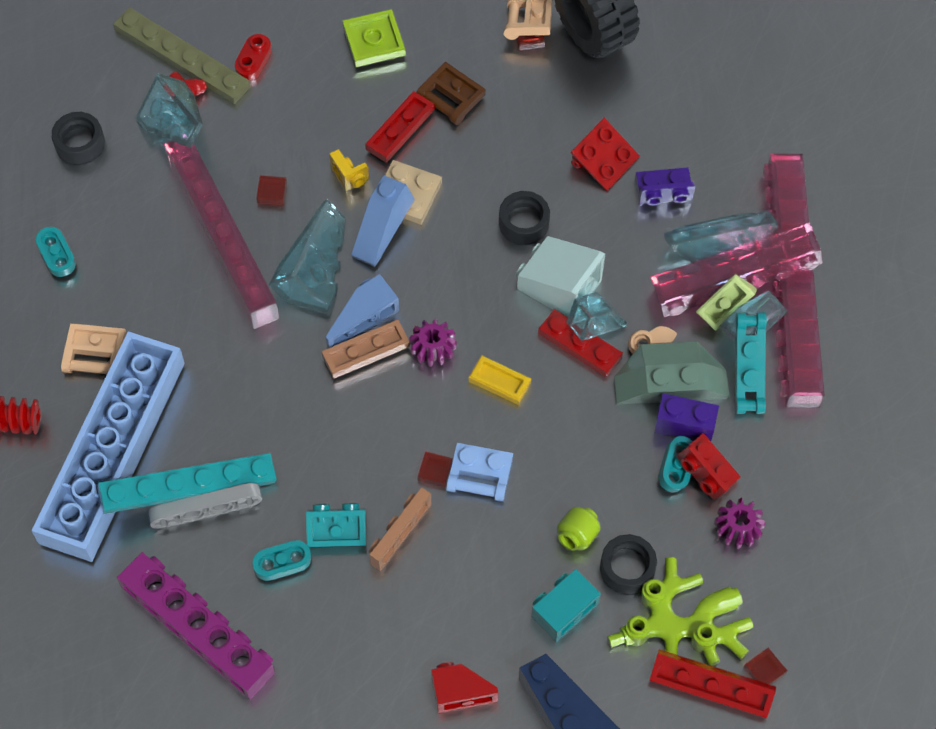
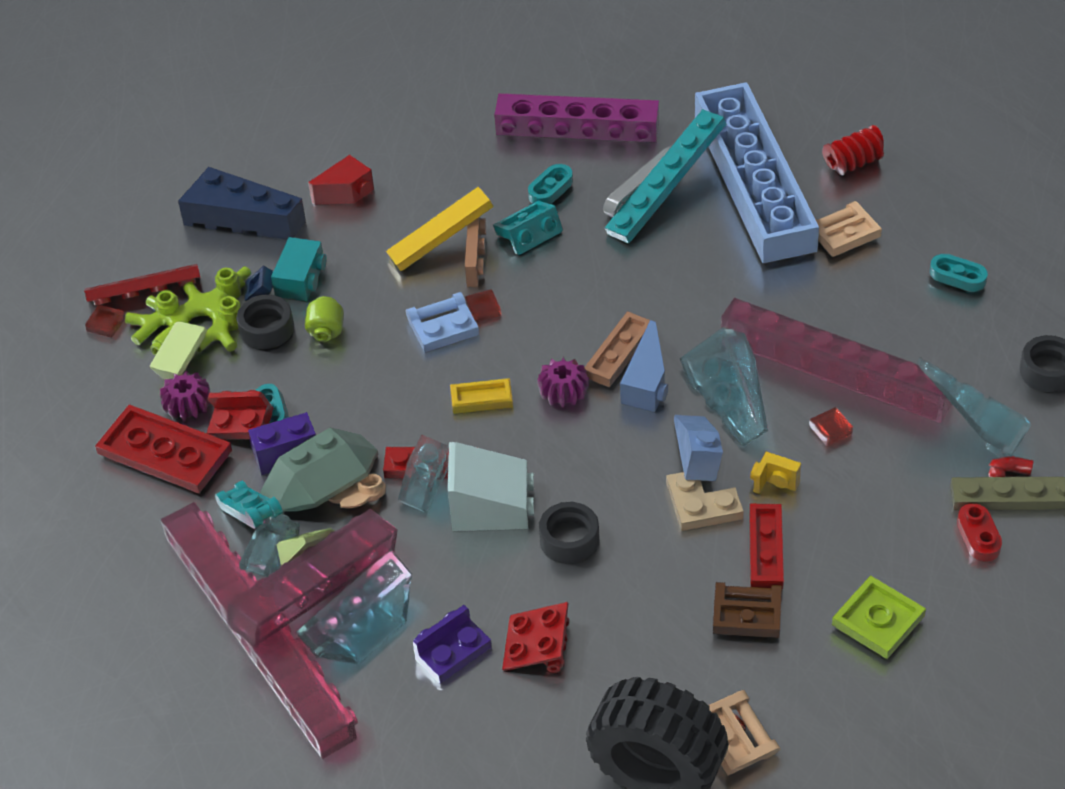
camera: 150 degrees right, 15 degrees down
(419, 556) = (439, 228): none -> yellow tile
(611, 609) = (259, 283): none -> dark blue plate
(720, 572) = (177, 349): none -> yellowish green slope
(784, 483) = (164, 448): none -> red plate

